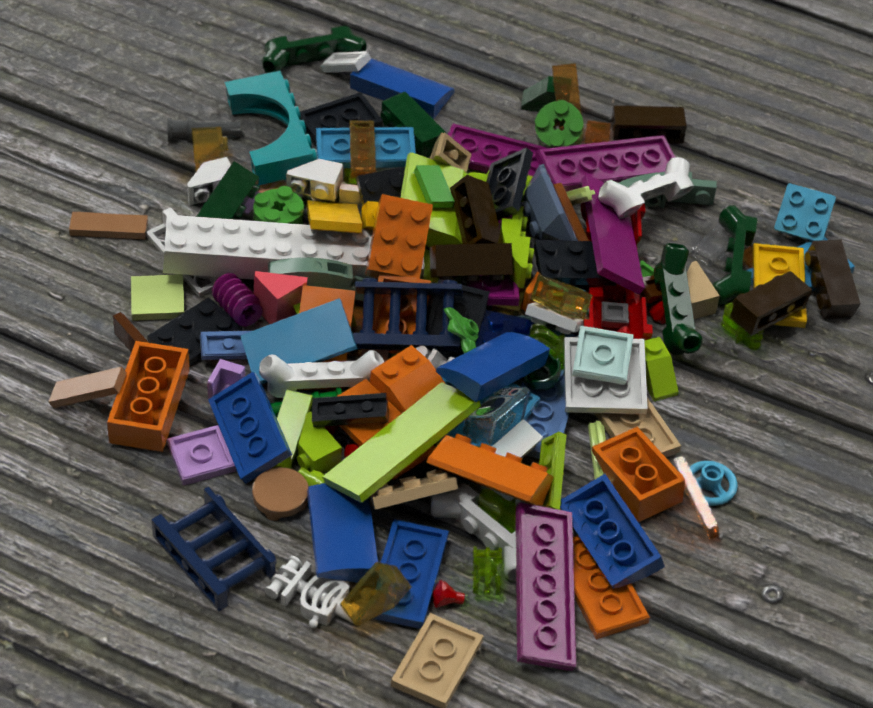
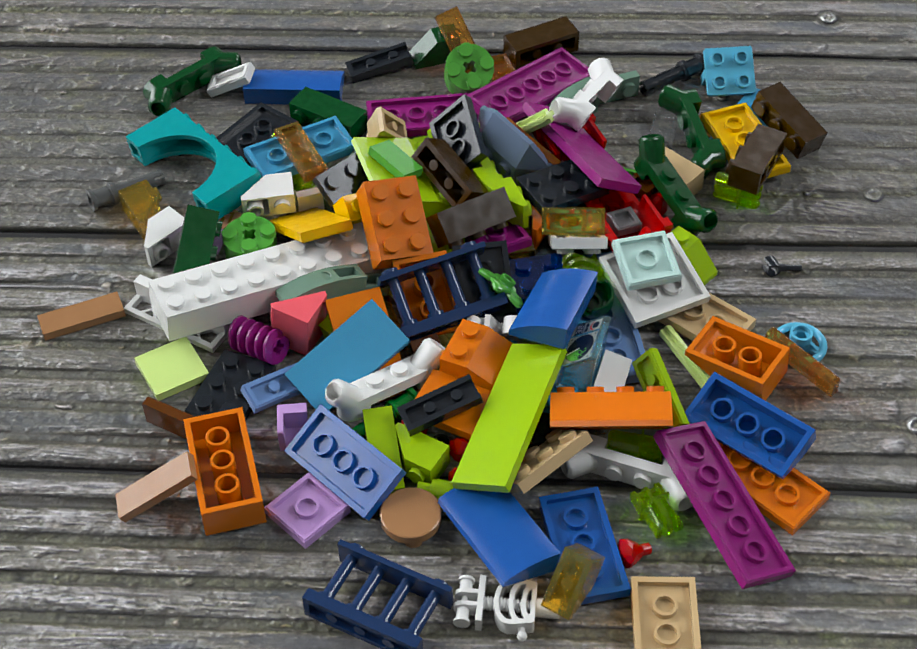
camera: 20 degrees left, 0 degrees up
(489, 92) = (379, 62): none -> black hinge
(731, 408) = (774, 268): none -> black hand
(766, 198) = (682, 71): none -> black pin

